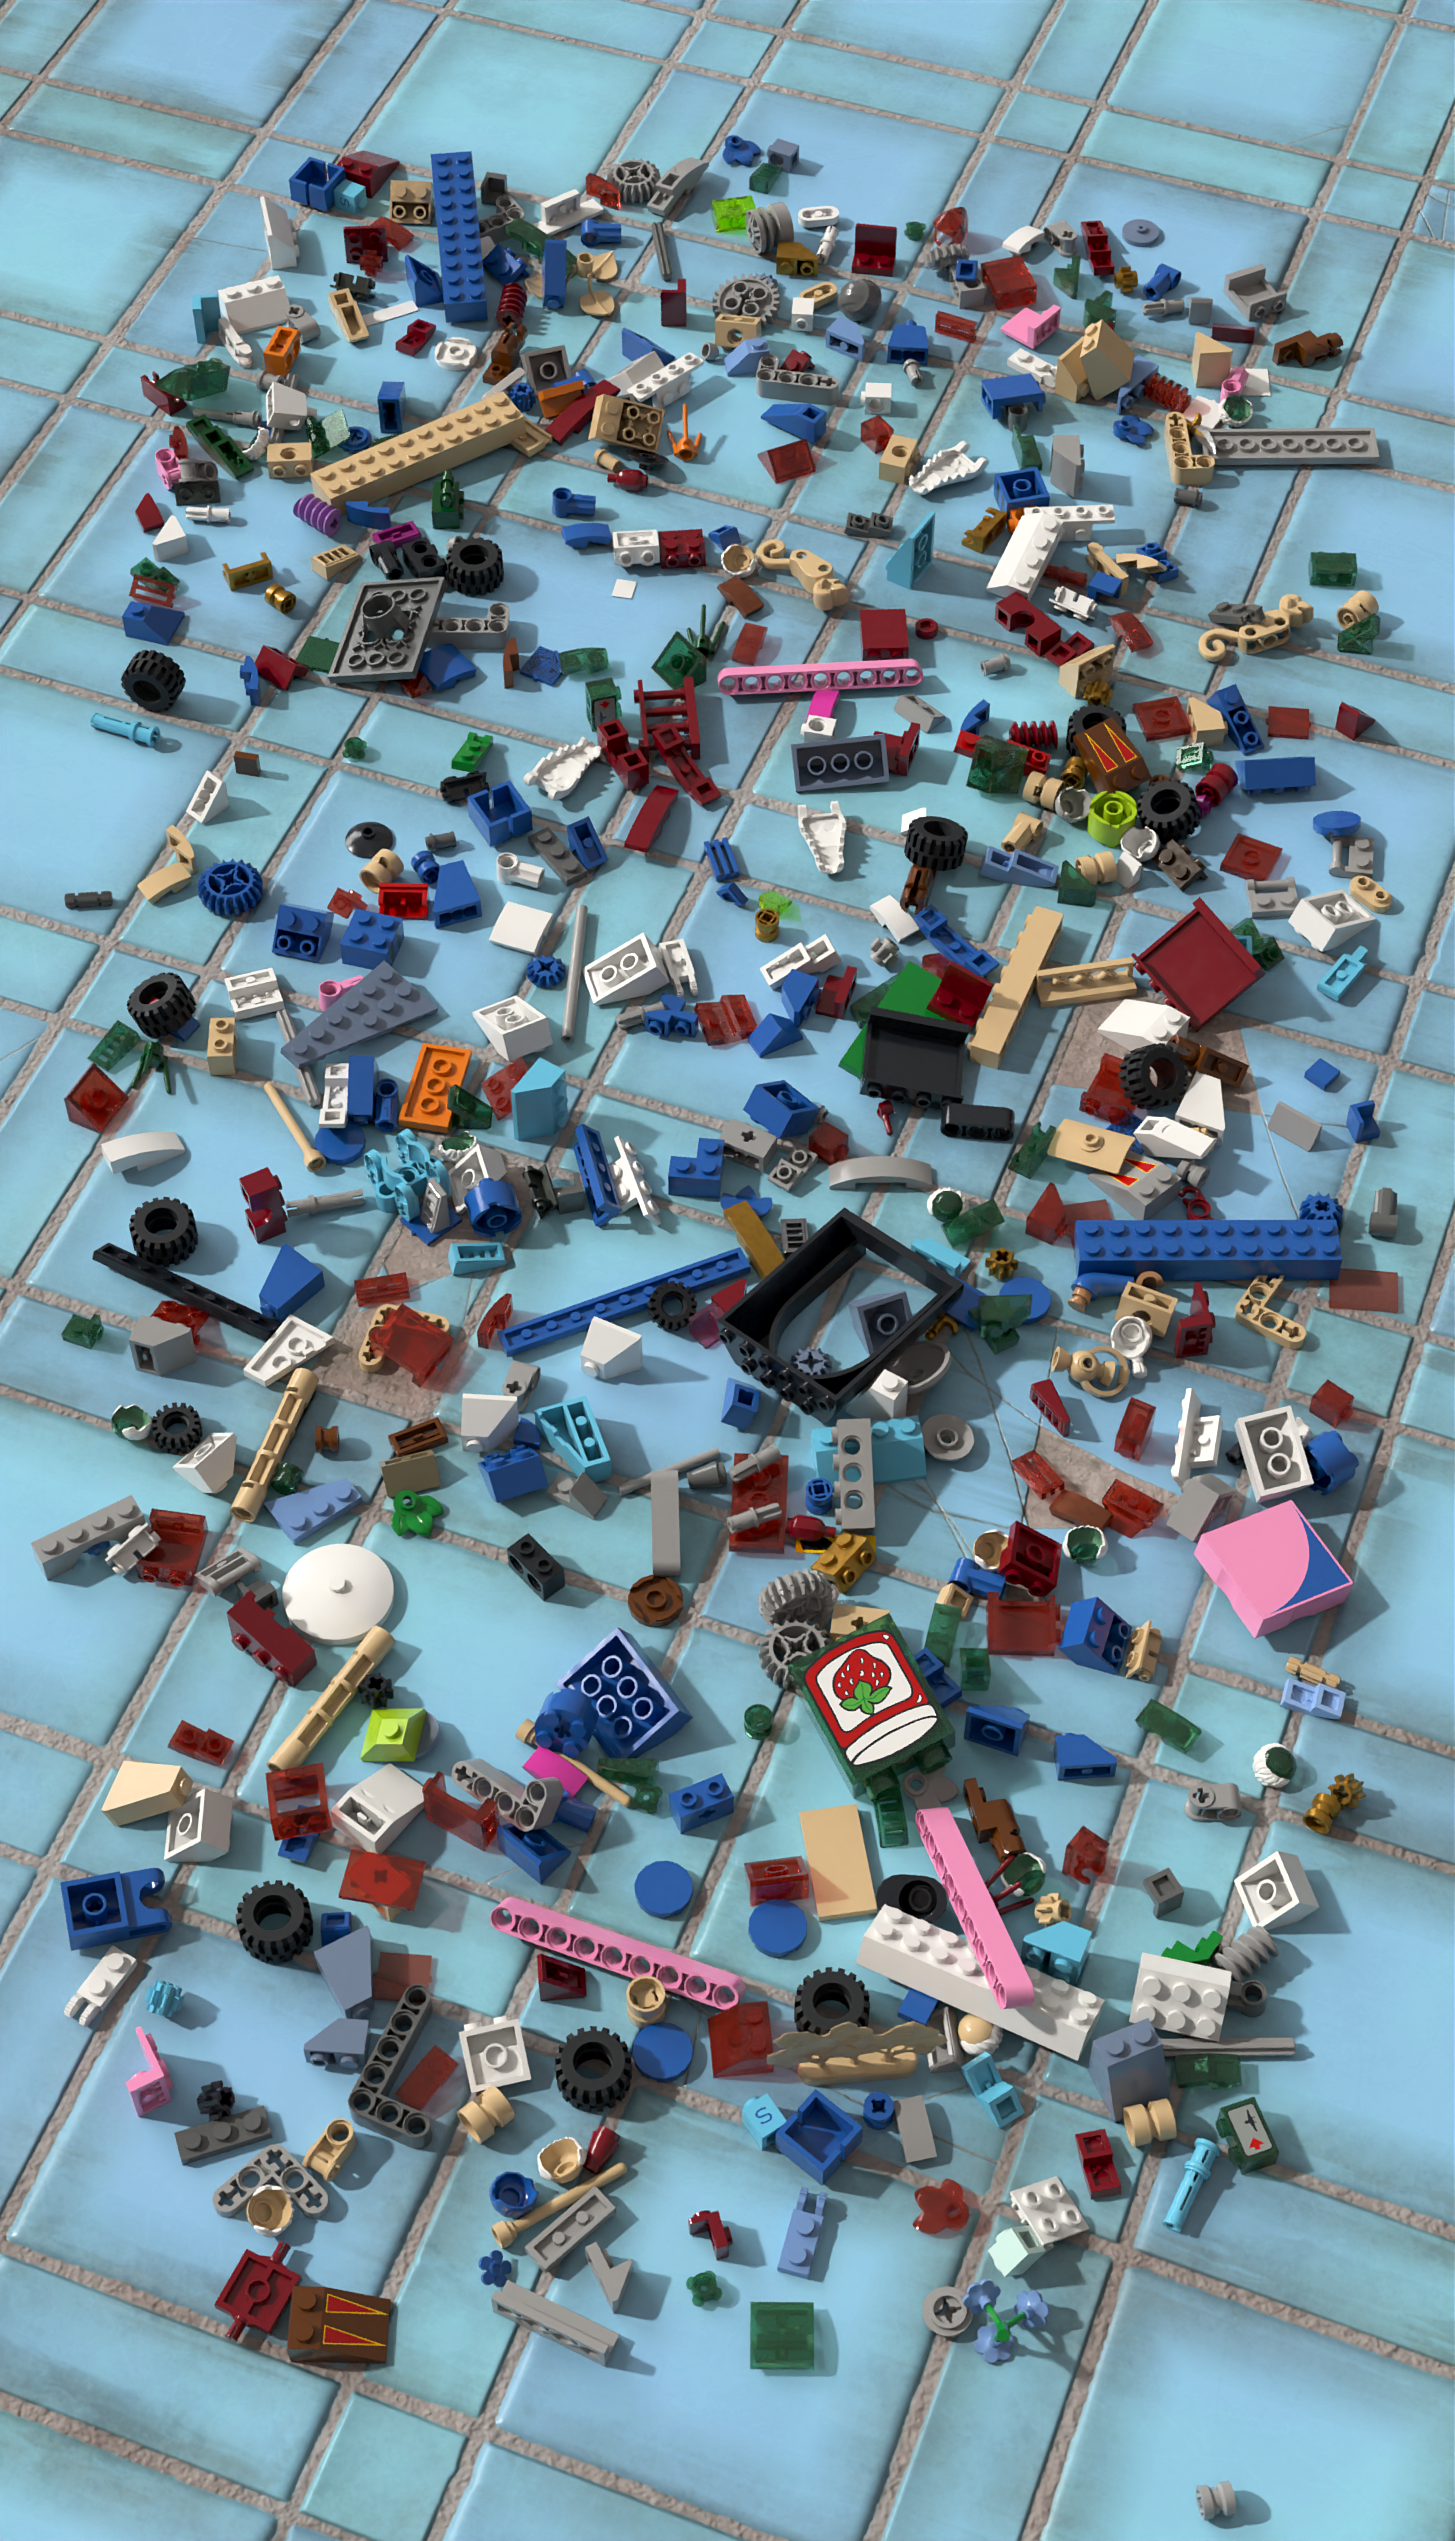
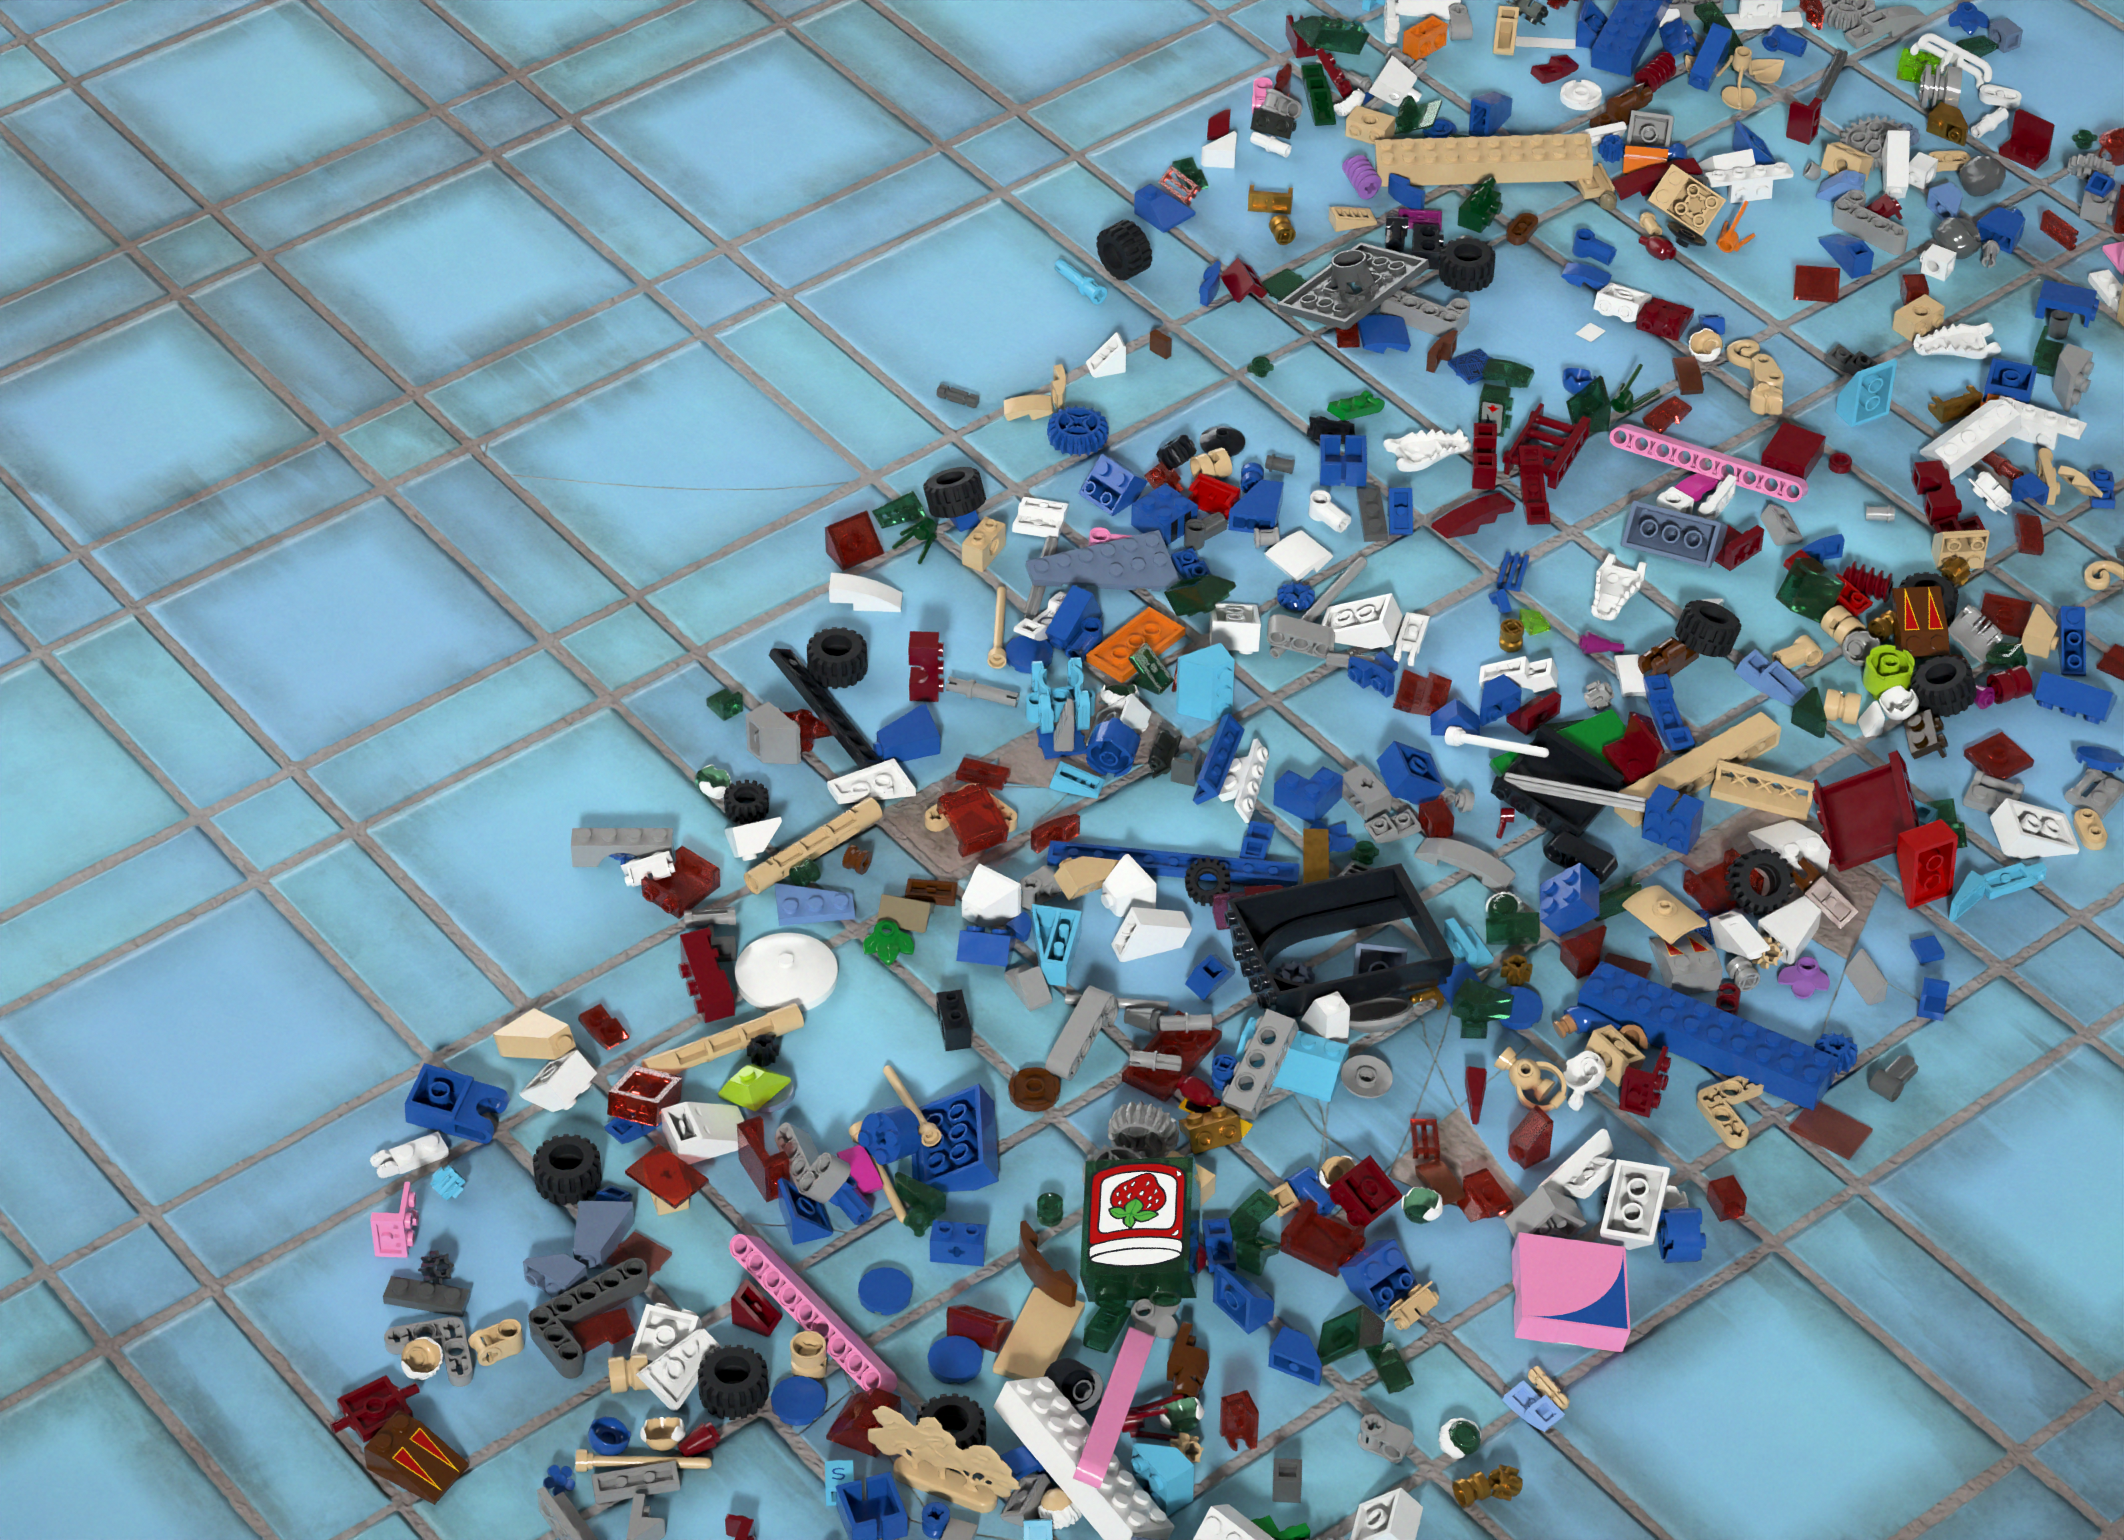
camera: 30 degrees right, 10 degrees down
(223, 420) = (1336, 75): none -> dark red hinge
(341, 870) = (1176, 452): none -> black gear
(417, 940) = (1200, 530): none -> dark grey piece
(433, 986) = (1188, 564): none -> blue slope
(463, 1011) = (1198, 594): none -> clear green slope
(480, 922) = (1266, 537): none -> light grey bush
(496, 509) = (1522, 229): none -> reddish brown plate
(534, 2083) = (676, 1371): none -> white wing
(552, 450) = (1608, 200): none -> dark tan hinge
(559, 1354) = (1083, 875): none -> tan slope
(584, 1011) = (1300, 636): none -> light grey beam
(600, 1699) = (930, 1133): none -> tan piece
(651, 643) = (1576, 379): none -> blue hair
(655, 1385) = (1150, 933): none -> white slope
(683, 1242) = (1257, 841): none -> blue slope
(764, 194) = (1955, 56): none -> white piece
(784, 318) = (1896, 164): none -> white slope
(789, 1049) = (1456, 736): none -> white piece
(789, 1201) = (1364, 852): none -> clear green plate
(826, 1802) = (1054, 1284): none -> reddish brown slope
(839, 1112) = (1464, 800): none -> light grey plate
(842, 901) = (1594, 643): none -> magenta cone
(851, 713) = (1719, 500): none -> white hinge
(880, 366) = (1958, 236): none -> dark grey piece
(941, 1060) = (1576, 792): none -> light grey axle
(1005, 1171) = (1569, 899): none -> blue brick
(1032, 1057) = (1676, 828): none -> blue piece
(1114, 1714) = (1349, 1335): none -> clear green slope
(1156, 746) = (1973, 634): none -> light grey hinge
(1243, 1154) = (1804, 978): none -> medium lavender plate
(1280, 990) = (1927, 862): none -> red slope
(1319, 1001) = (1968, 895): none -> medium azure slope

